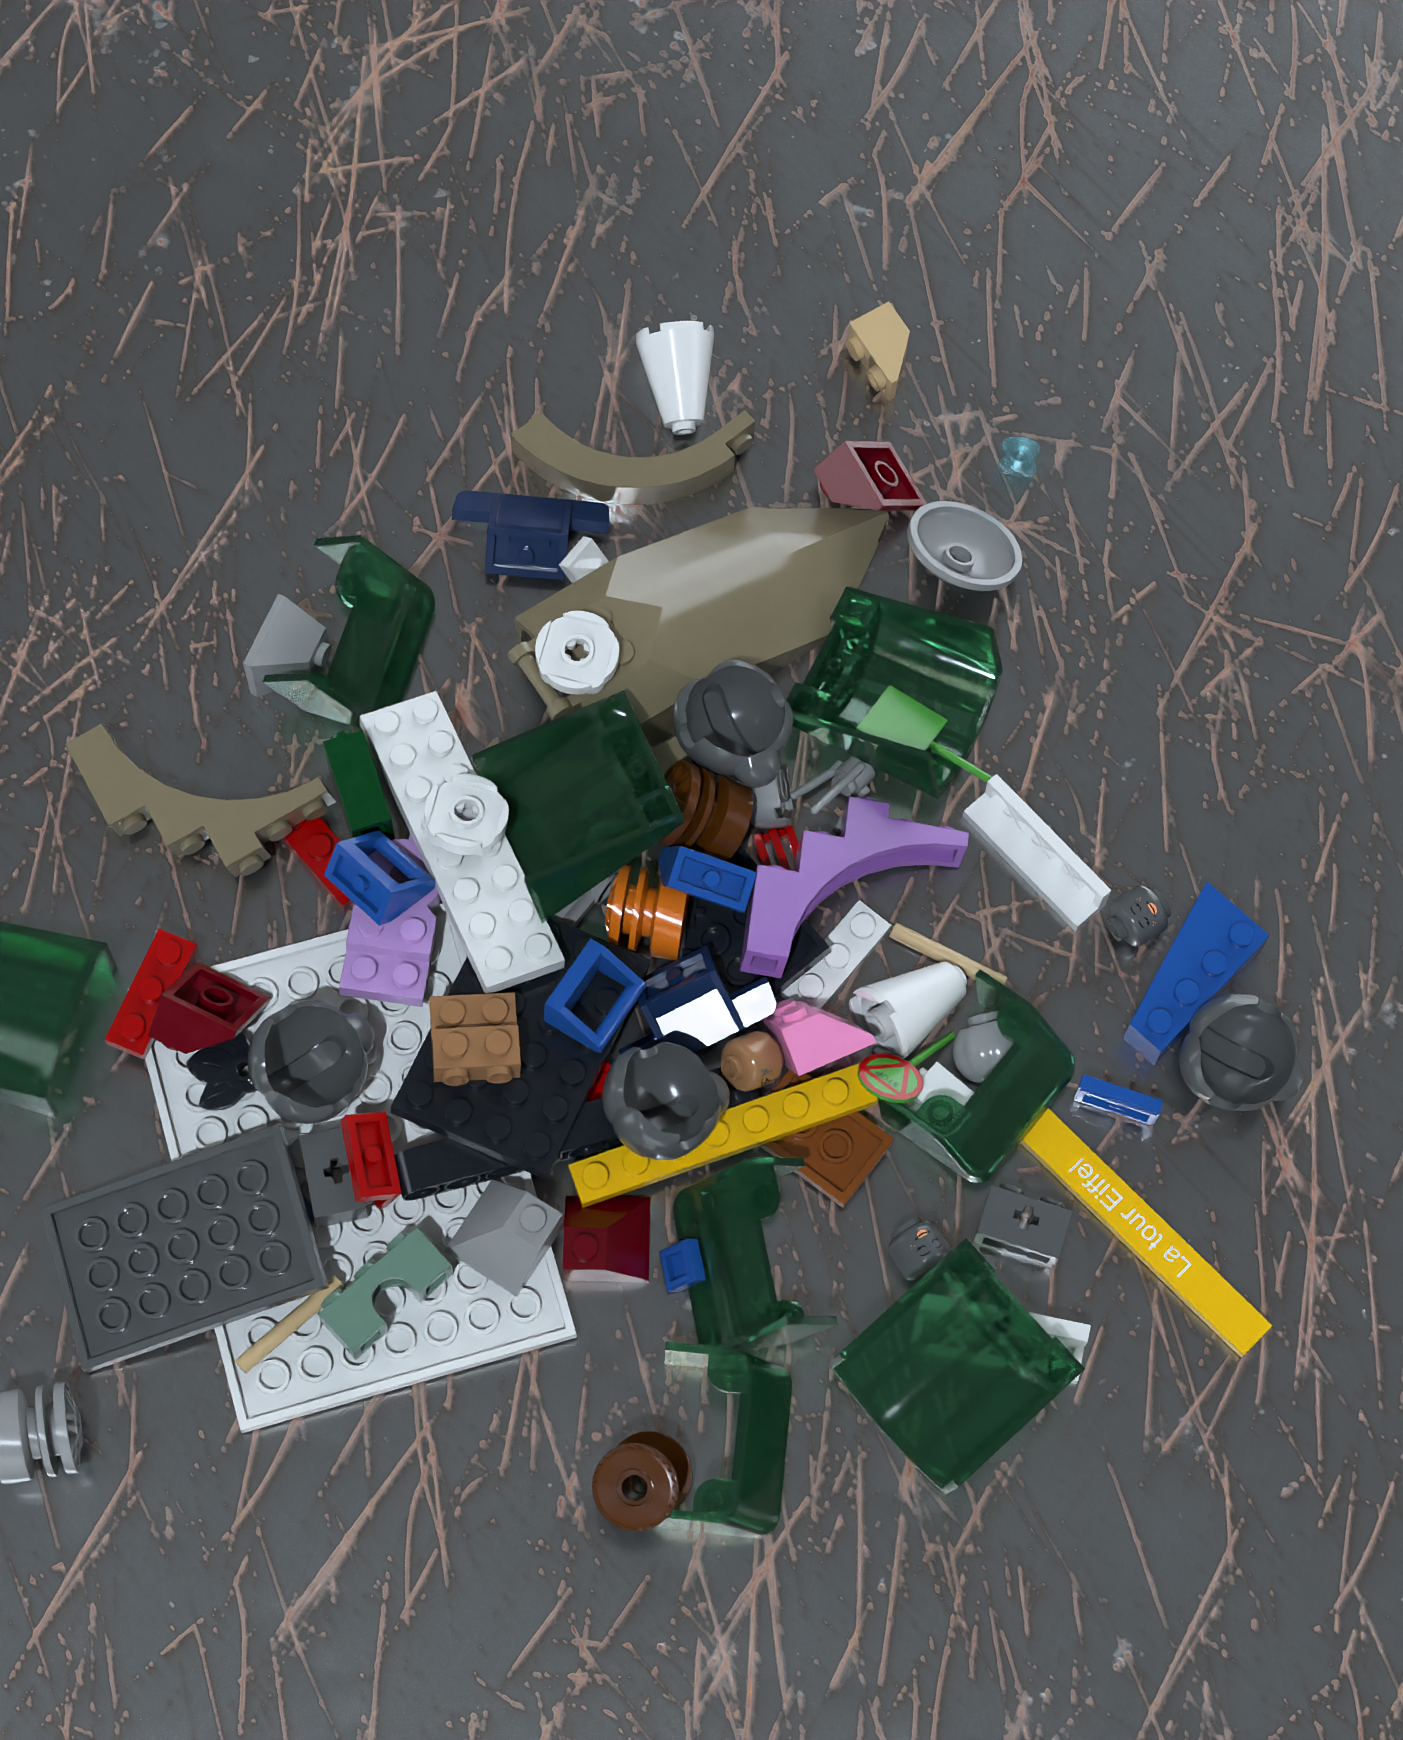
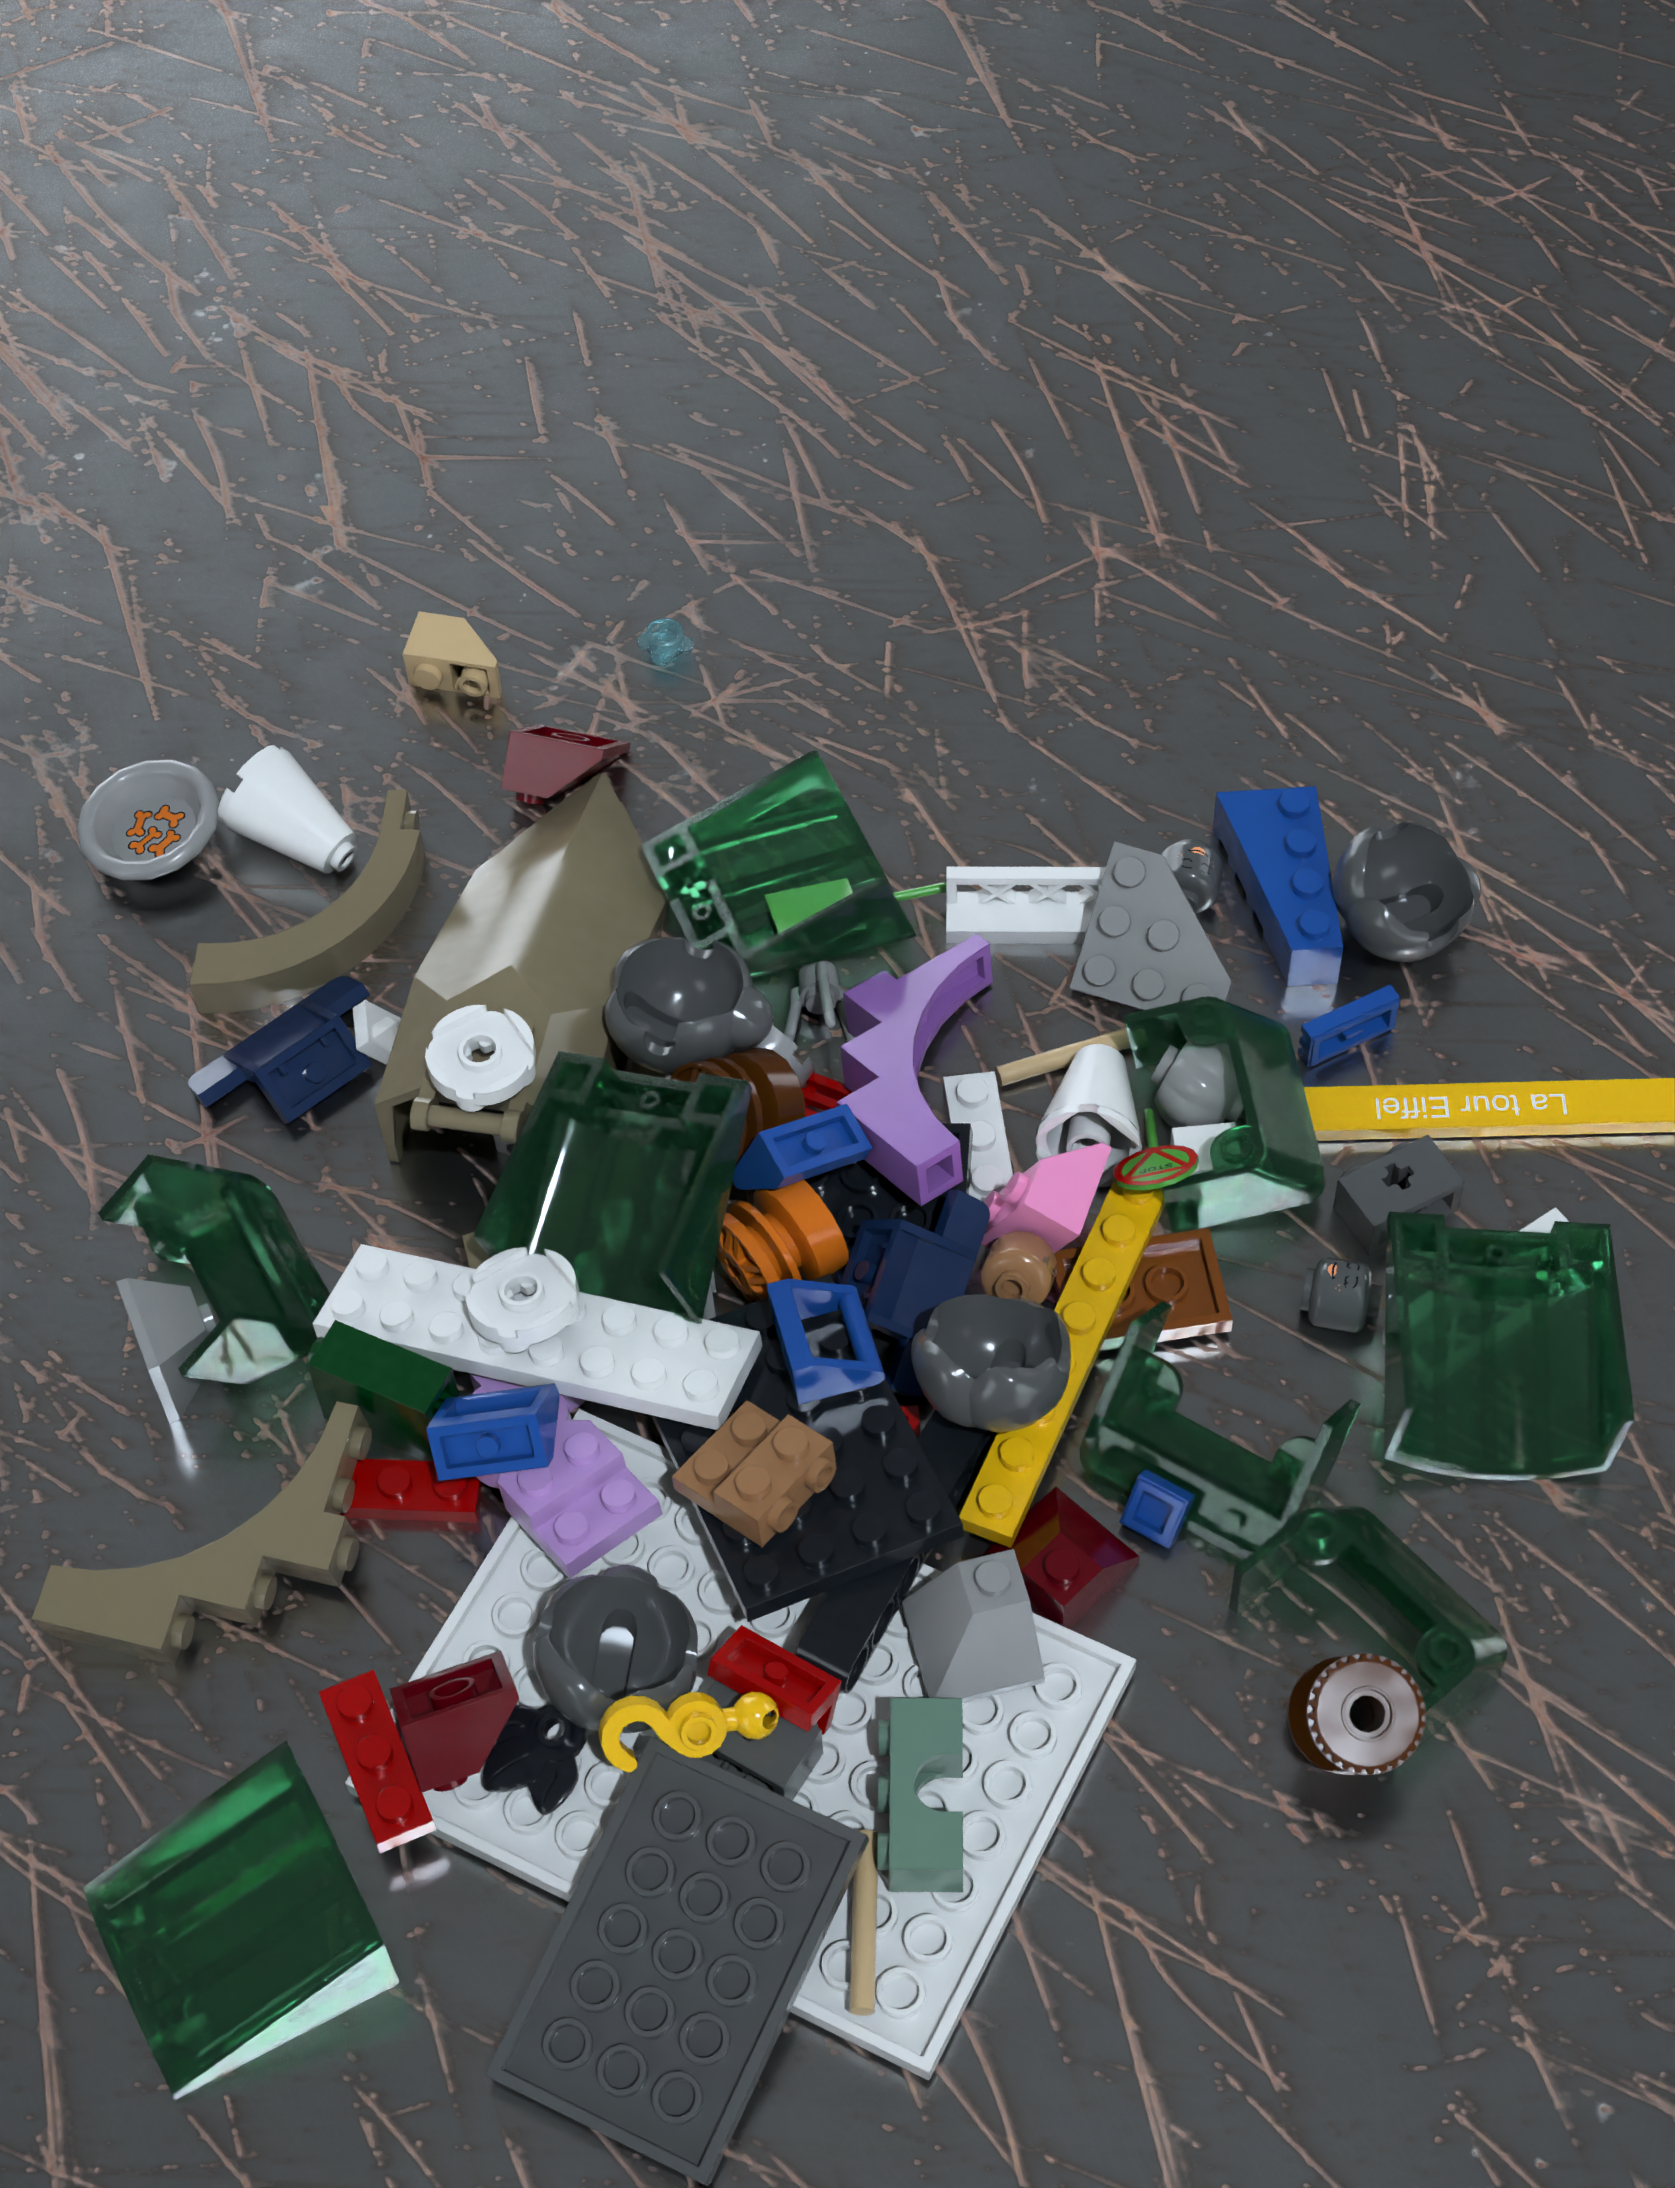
camera: 40 degrees left, 15 degrees down
(297, 1139) = (691, 1726): none -> yellow piece
(598, 299) = (148, 820): none -> light grey piece
(964, 546) = (705, 736): light grey dish -> none
(1060, 937) = (1146, 938): none -> light grey plate

